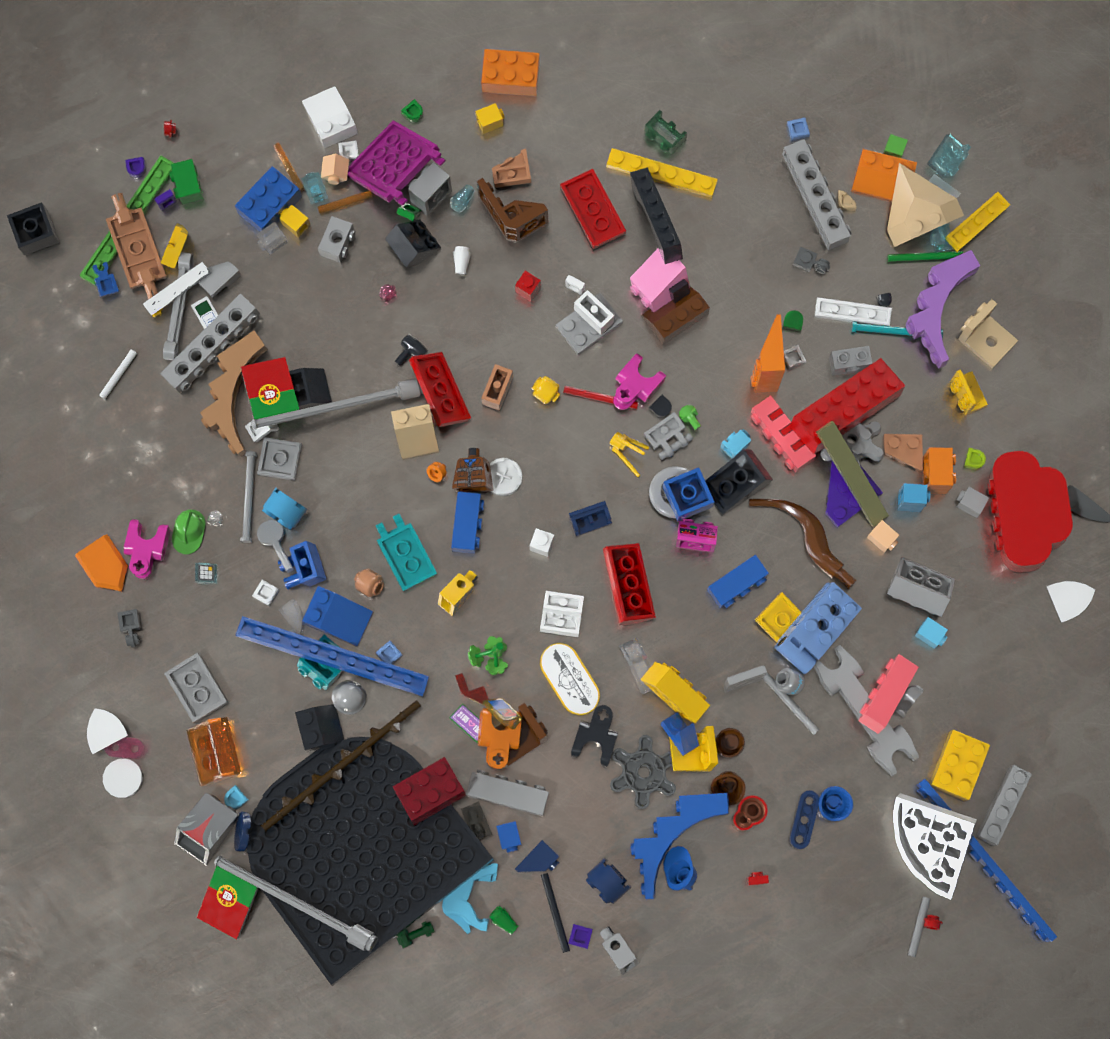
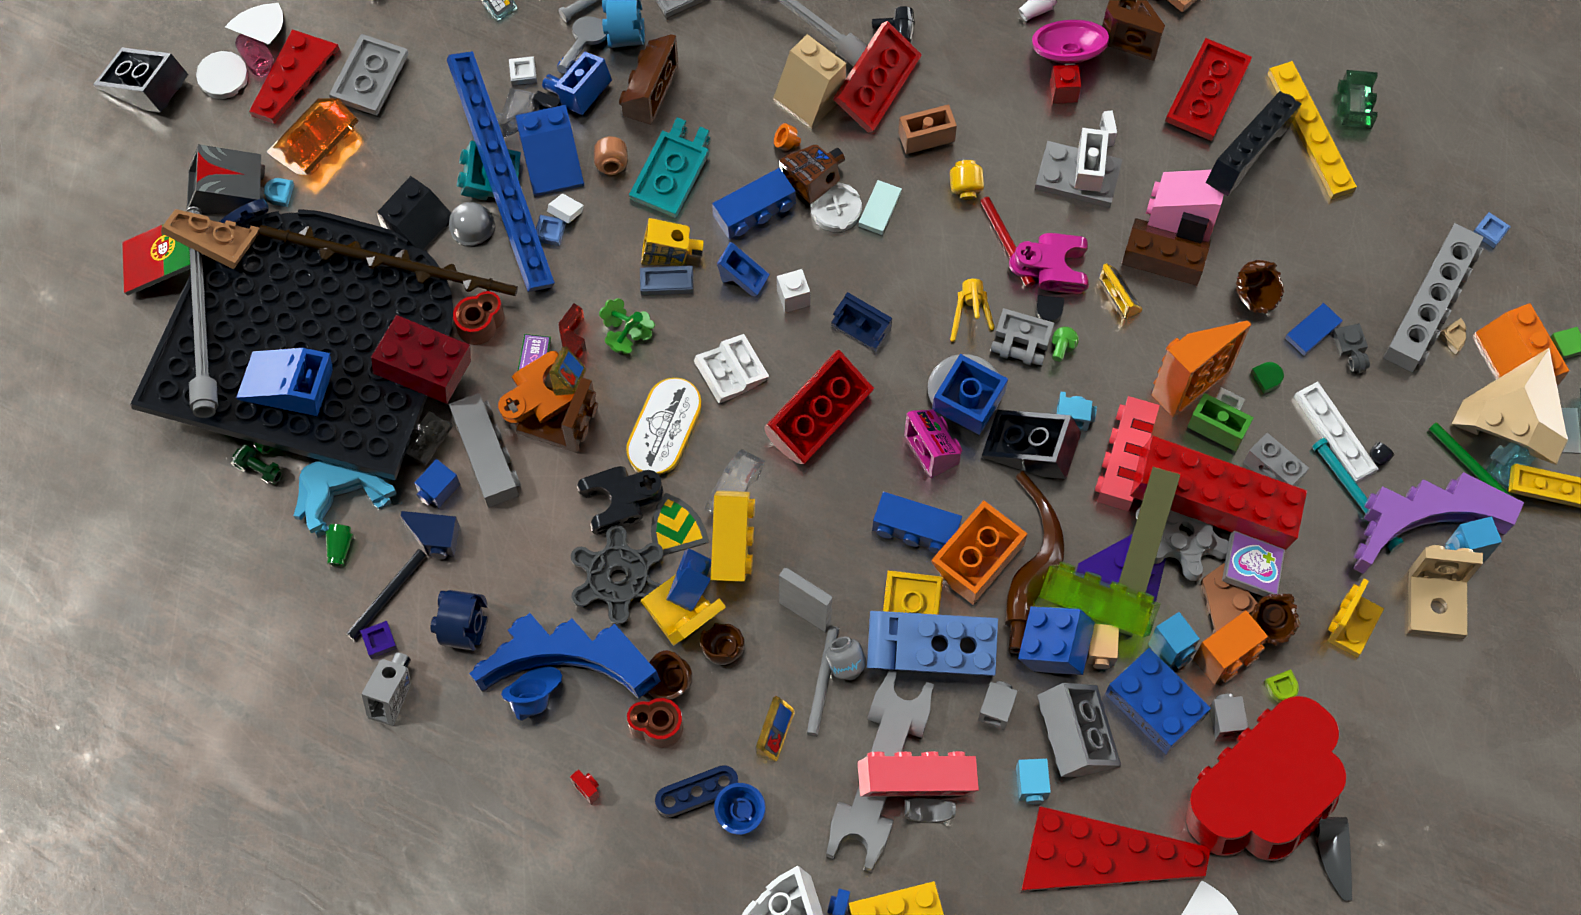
camera: 50 degrees right, 10 degrees down
(87, 830) = (142, 78): none -> black slope
(152, 727) = (290, 74): none -> red wing
(251, 861) = (212, 238): none -> medium nougat wing
(304, 595) = (545, 101): none -> black tile
(335, 523) = (650, 79): none -> reddish brown slope
(383, 634) = (565, 208): none -> white tile
(385, 881) = (287, 379): none -> blue slope
(418, 737) = (478, 317): none -> copper piece
(475, 609) = (666, 280): none -> sand blue tile
(503, 261) = (1070, 41): none -> dark pink dish
(507, 562) = (740, 268): none -> blue slope
(523, 452) = (880, 207): none -> light aqua tile
(635, 716) = (676, 525): none -> sticker
(681, 359) = (1119, 291): none -> yellow slope
(740, 282) = (1260, 286): none -> reddish brown hair
(783, 561) = (979, 551): none -> orange slope
(784, 273) = (1313, 329): none -> blue tile
(799, 751) = (774, 729): none -> slope
(804, 370) = (1220, 422): none -> bright green brick
(860, 518) = (1099, 599): none -> clear neon green brick
(866, 559) = (1056, 640): none -> blue brick
(875, 618) = (997, 704): none -> light grey brick
(898, 419) = (1253, 564): none -> tile
(936, 532) = (1157, 701): none -> blue brick
(939, 433) = (1277, 617): none -> reddish brown hair
(973, 295) = (1476, 535): none -> dark azure brick
(991, 633) = (1094, 853): none -> red wing

